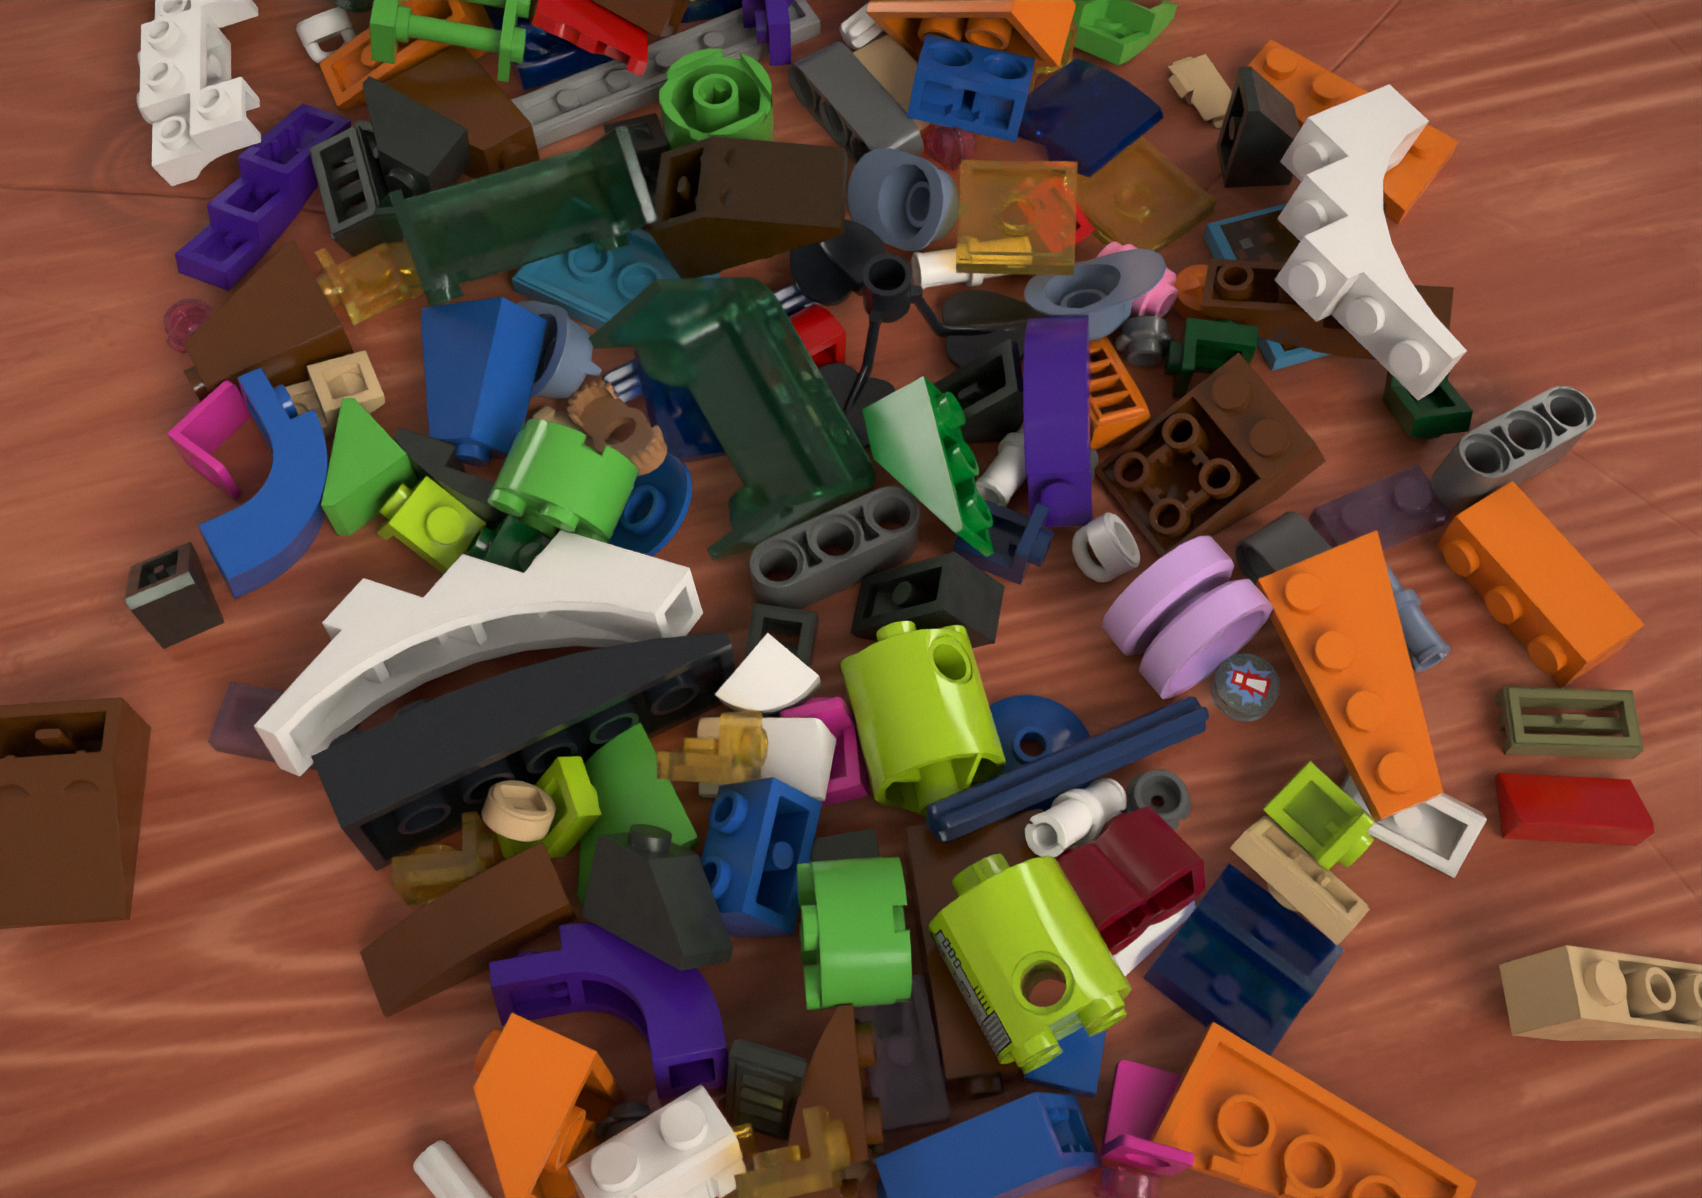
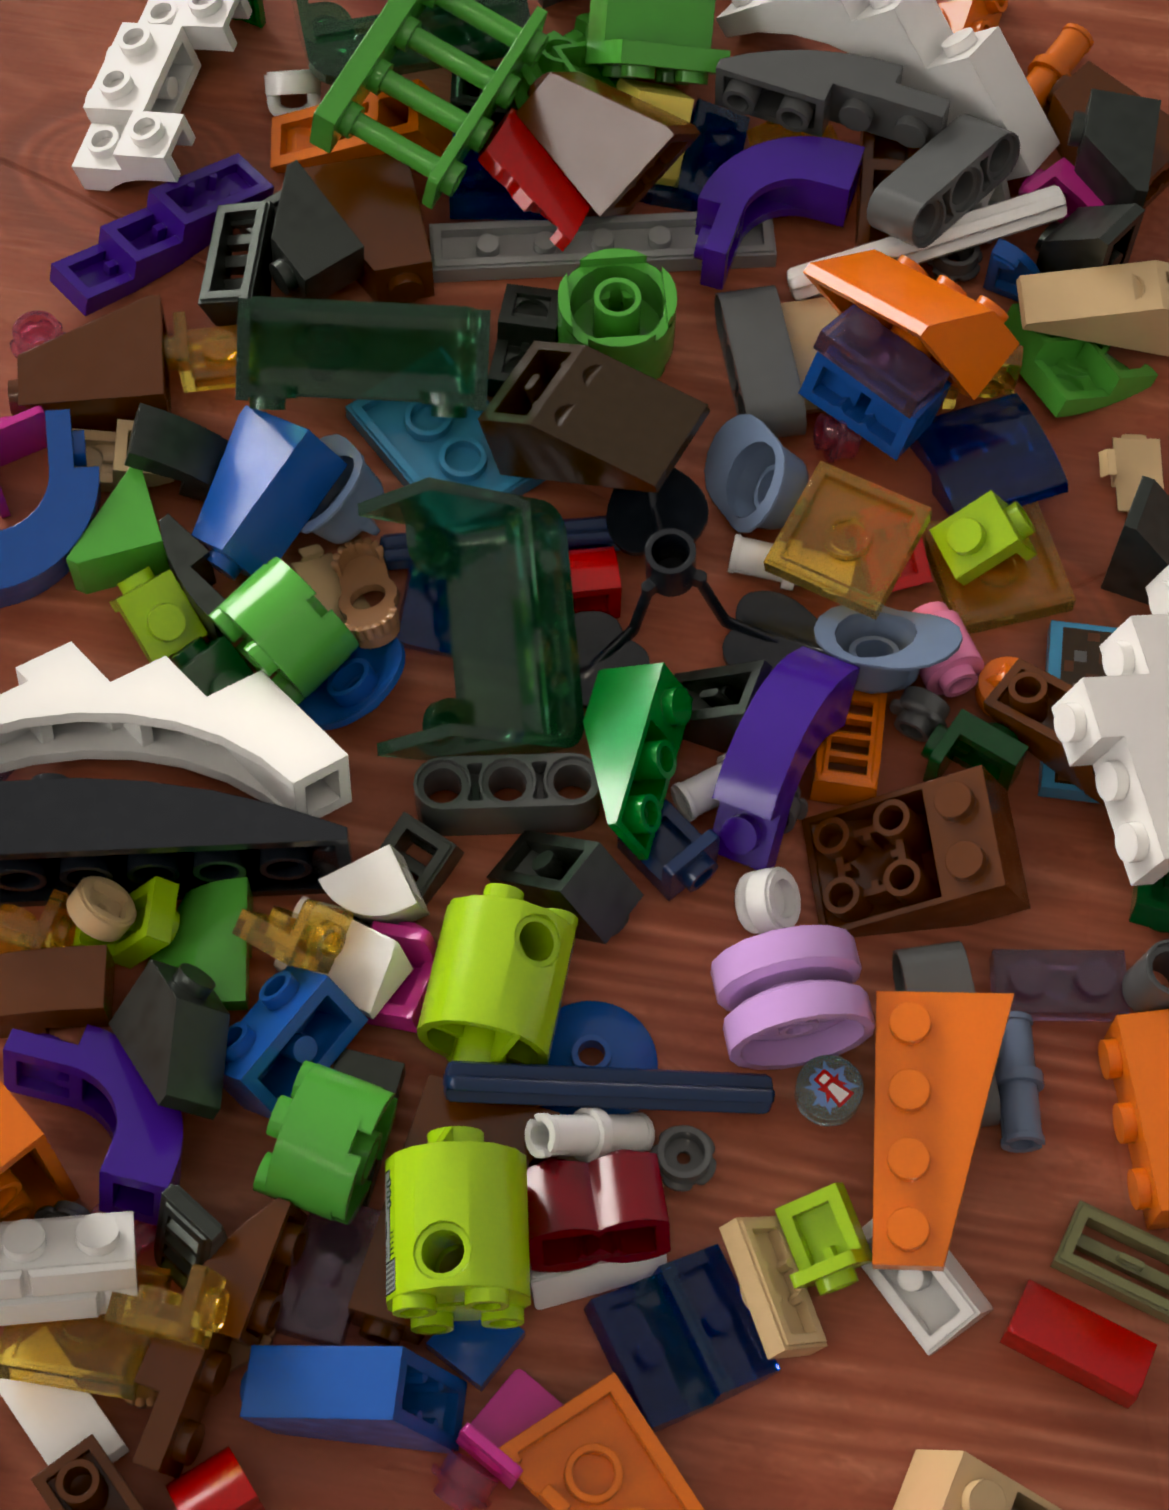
camera: 25 degrees right, 0 degrees up
(376, 370) = (175, 449): none -> pearl dark grey slope
(974, 56) = (881, 360): none -> clear purple plate
(1122, 175) = (984, 536): none -> lime bracket

